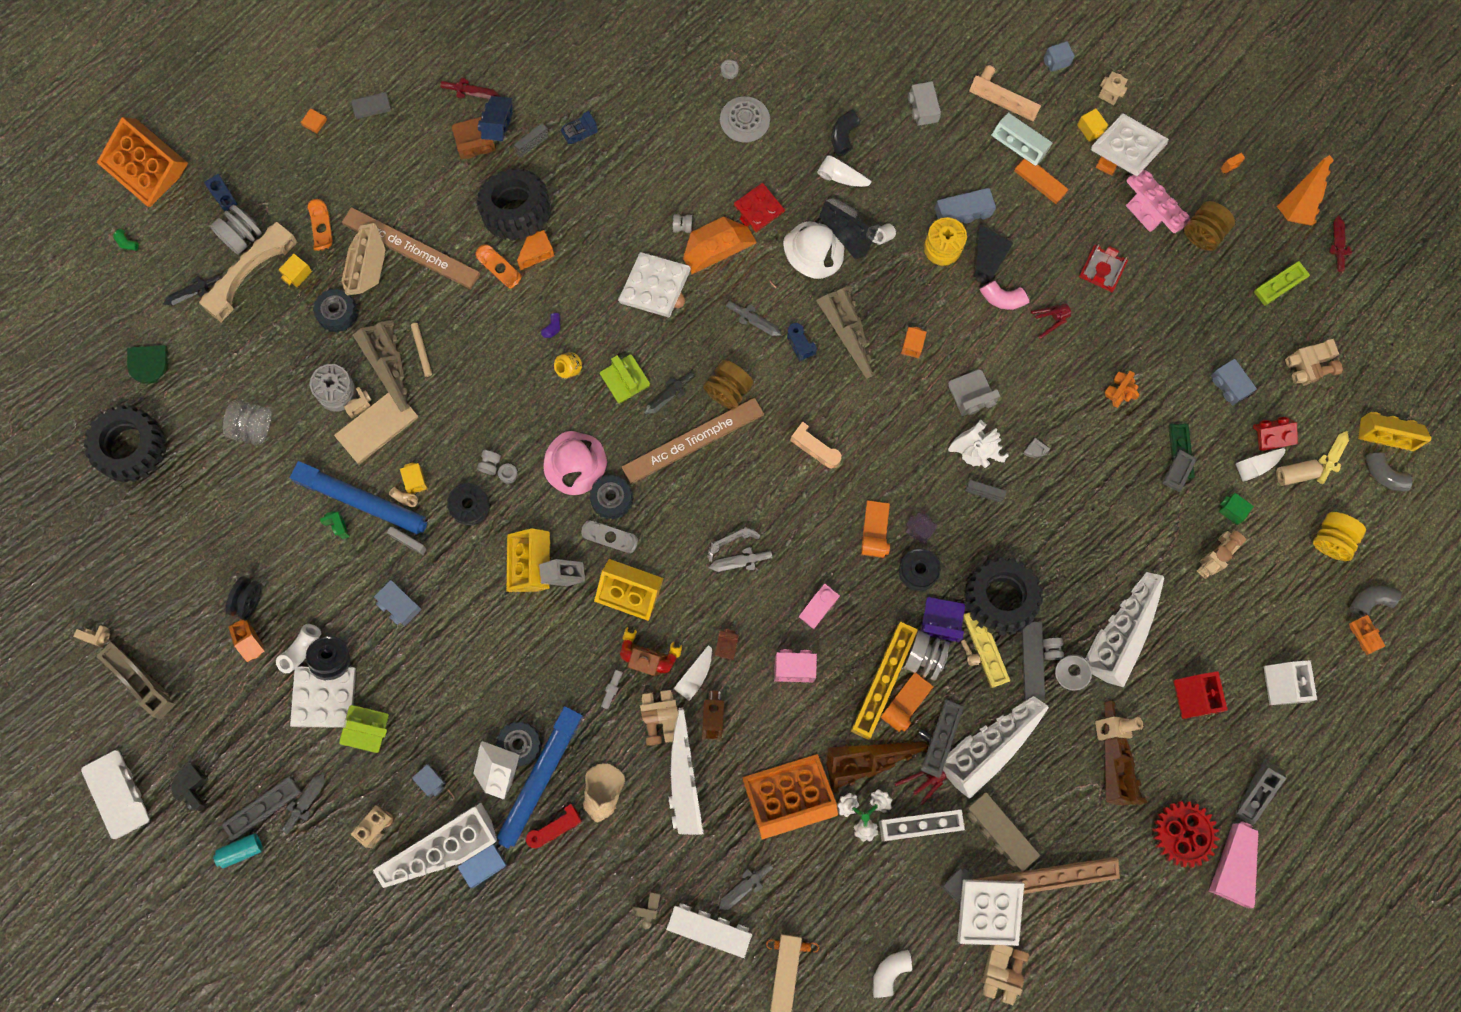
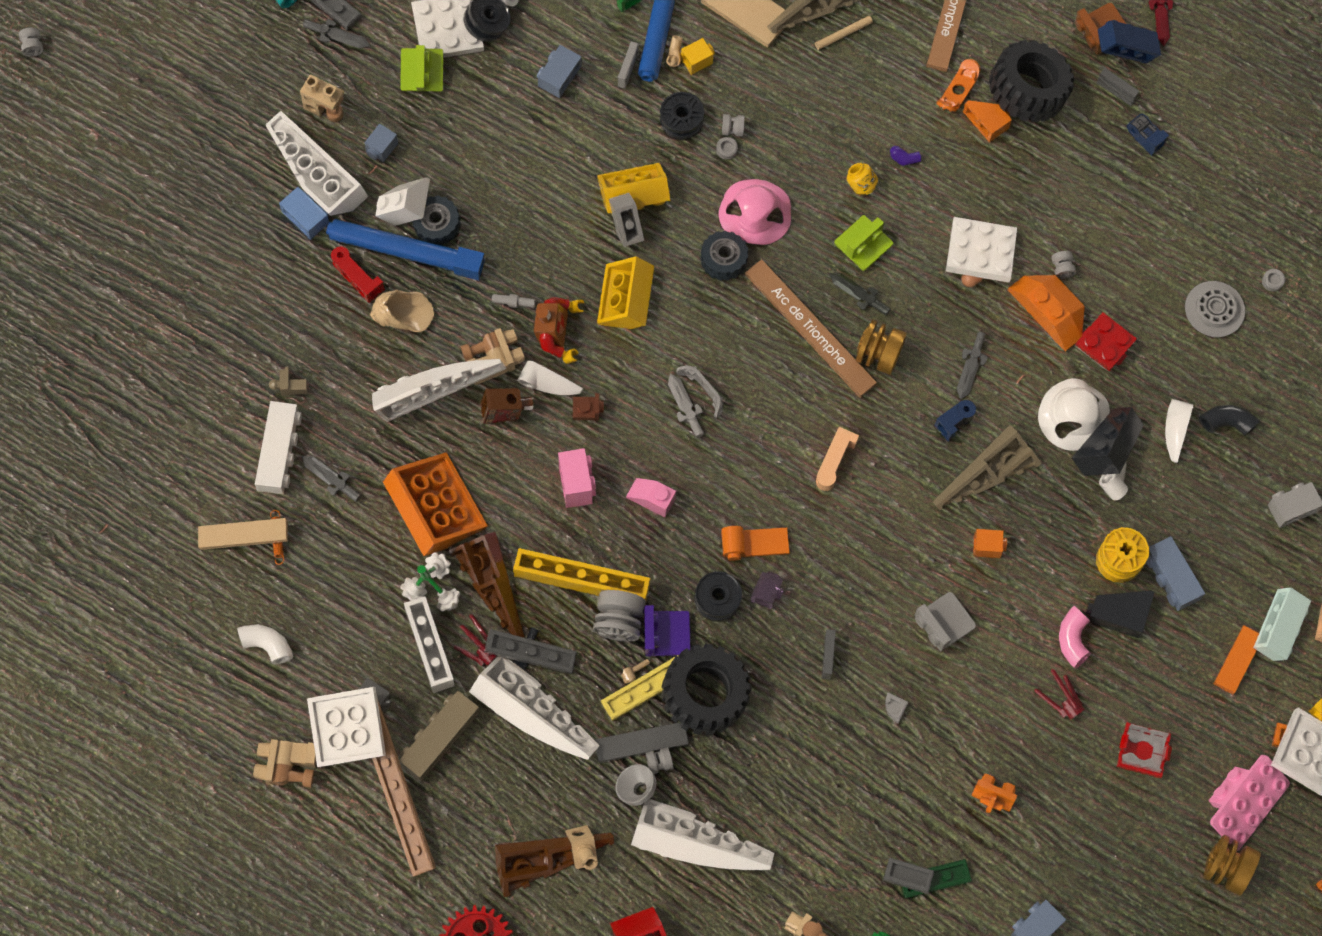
camera: 80 degrees right, 5 degrees down
(596, 532) = (681, 251): light grey piece -> none
(906, 703) = (561, 609): orange door -> none
(977, 446) = (880, 637): white helmet -> none

